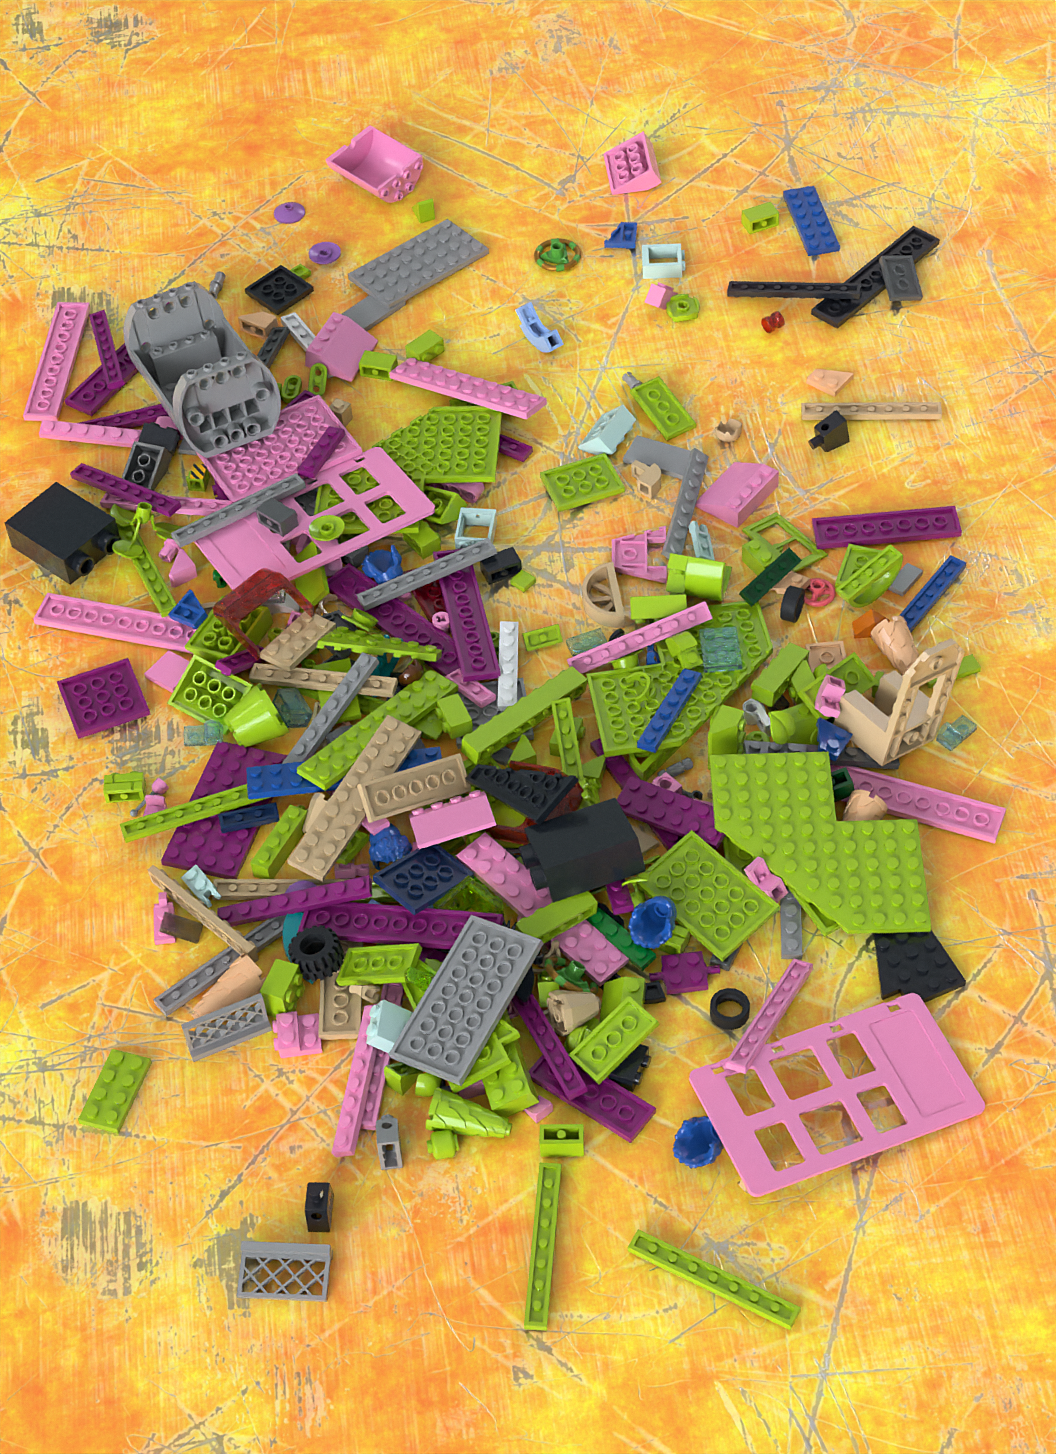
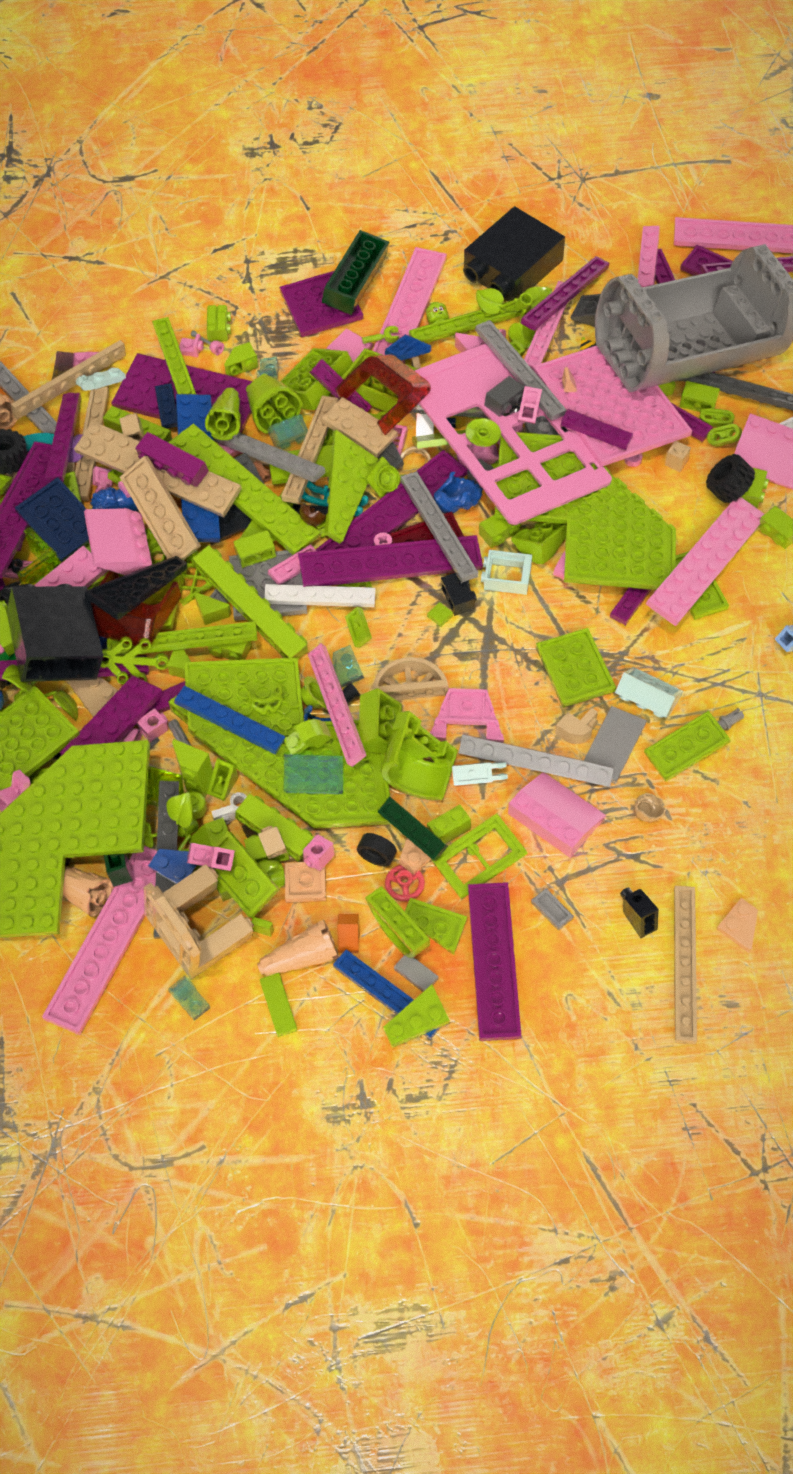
camera: 90 degrees right, 10 degrees up
(73, 658) = (355, 272): none -> dark green brick
(135, 596) = (436, 312): none -> lime head
(164, 634) = (387, 336): none -> lime piece
(181, 760) = (241, 360): none -> lime slope
(259, 471) = (568, 381): none -> light nougat slope
(276, 748) = (224, 415): none -> lime cone
(292, 829) = (132, 426): none -> tan brick
(298, 498) = (529, 405): none -> bright pink brick
(357, 768) = (172, 460): none -> magenta brick
(363, 366) = (730, 478): none -> black tyre
(803, 638) = (318, 852): none -> bright pink brick
(804, 662) = (272, 842): none -> tan brick
(830, 494) = (552, 909): none -> light grey tile
(953, 567) = (417, 1018): none -> lime wing

